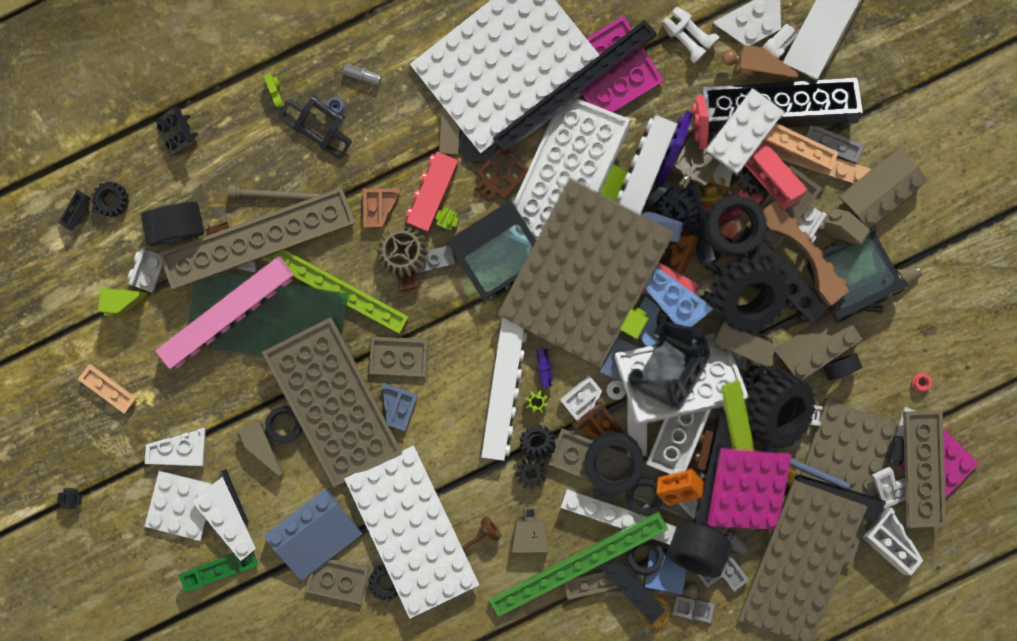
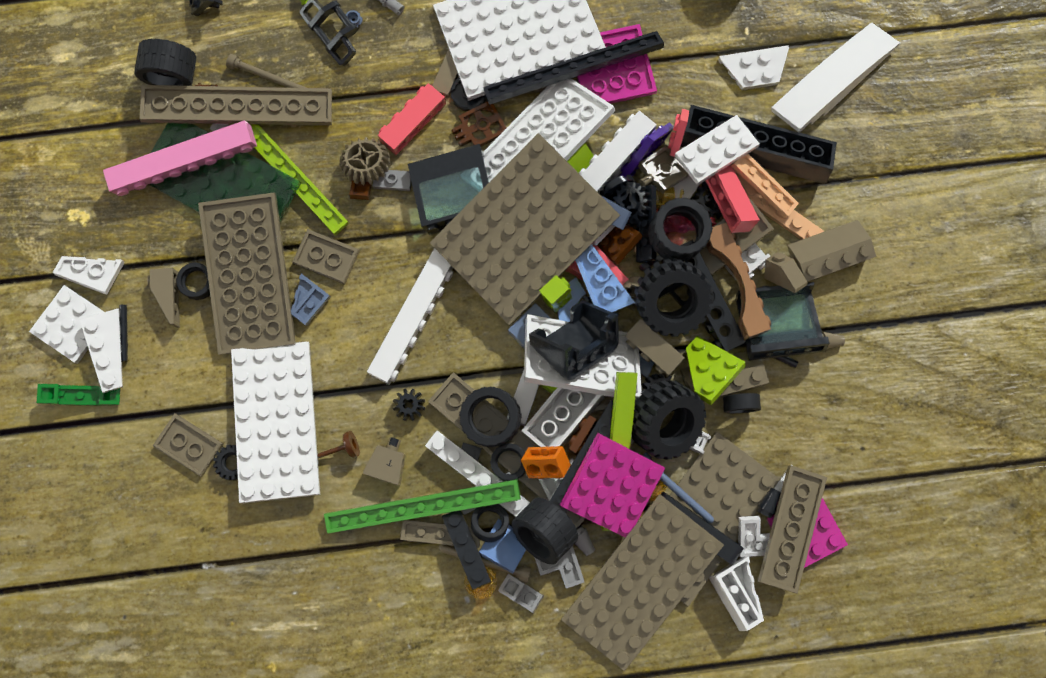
camera: 15 degrees right, 10 degrees down
(74, 210) = (82, 36): black plate -> none
(99, 194) = (118, 23): black tyre -> none
(107, 388) = (49, 195): light nougat plate -> none
(117, 301) = (91, 118): lime slope -> none
(146, 270) = (126, 103): white bracket -> none
(313, 534) = (181, 391): sand blue slope -> none
(378, 205) = (358, 115): nougat wing -> none
(447, 218) = (416, 146): lime gear -> none
(534, 435) = (424, 385): black tyre -> none
(538, 397) = (442, 334): lime gear -> none
(544, 368) = (457, 311): dark purple pin -> none
(582, 397) = (482, 353): white wing -> none
(597, 421) = (489, 376): reddish brown wing -> none
(611, 385) = (512, 358): white plate -> none
(674, 30) = (692, 47): white piece -> none
(758, 63) = (749, 102): medium nougat slope -> none
(780, 41) = (769, 95): white piece -> none
(804, 345) = (711, 369): none -> lime plate
(845, 147) = (807, 206): light grey plate -> none
(927, 379) = (820, 446): coral plate -> none

